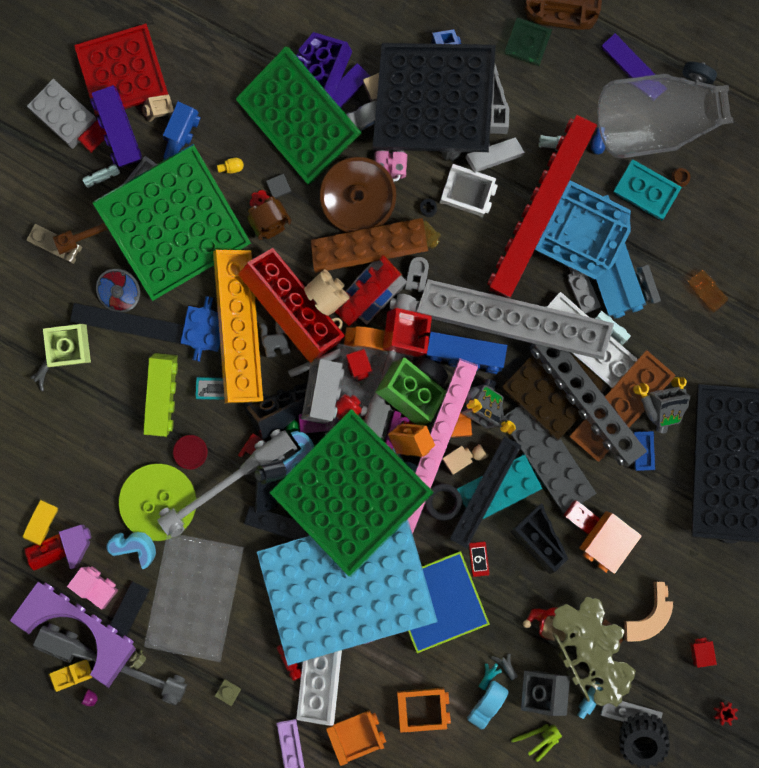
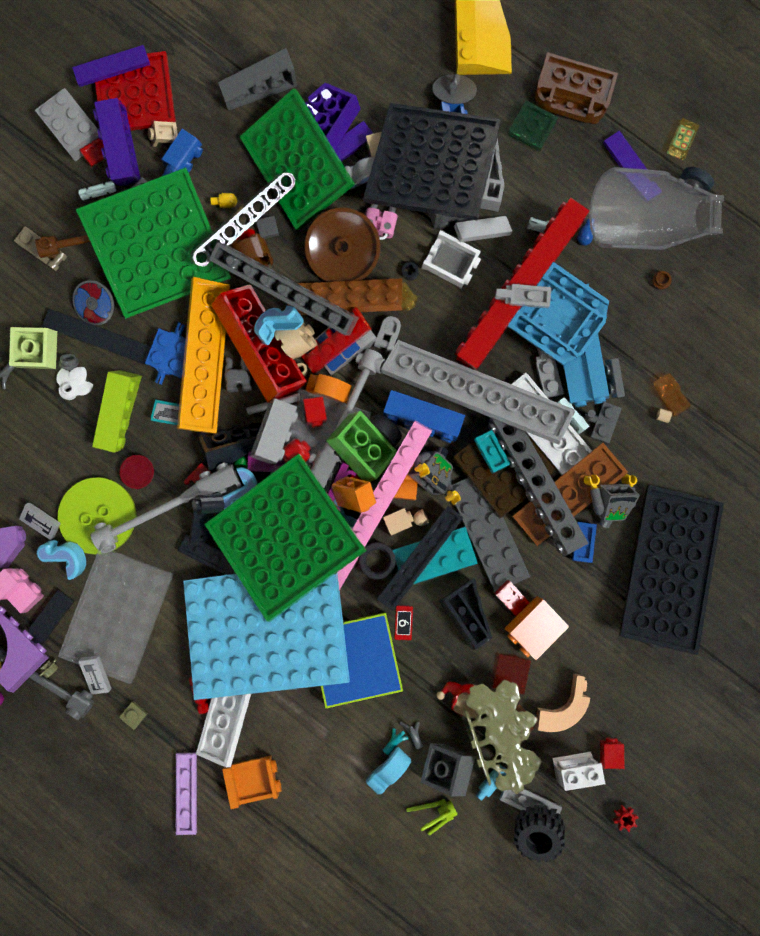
camera: 10 degrees right, 0 degrees up
(94, 48) = (111, 66): none -> dark purple tile
(102, 516) = (39, 521): none -> light grey tile
(103, 353) = (68, 362): none -> dark grey plate
(111, 370) = (74, 379): none -> white plate
(184, 658) = (95, 674): none -> light grey tile
(245, 40) = (259, 80): none -> dark grey wedge
(263, 182) = (251, 216): none -> beam
(307, 280) = (276, 319): none -> medium azure animal
(310, 249) = (284, 288): none -> dark grey brick
(403, 332) = (365, 384): red piece -> none
(443, 16) = (454, 89): none -> dark grey shield
(445, 716) = (322, 747): orange window -> none
(539, 376) = (492, 451): none -> teal plate
(547, 219) = (525, 295): none -> light grey hinge
(594, 587) = (512, 670): none -> clear red piece
(645, 328) = (604, 422): none -> dark grey plate
(647, 190) = (627, 286): teal plate -> none
(672, 674) = (578, 771): none -> white window
(680, 31) = (683, 139): none -> clear yellow tile
(703, 312) = (663, 415): none -> tan piece

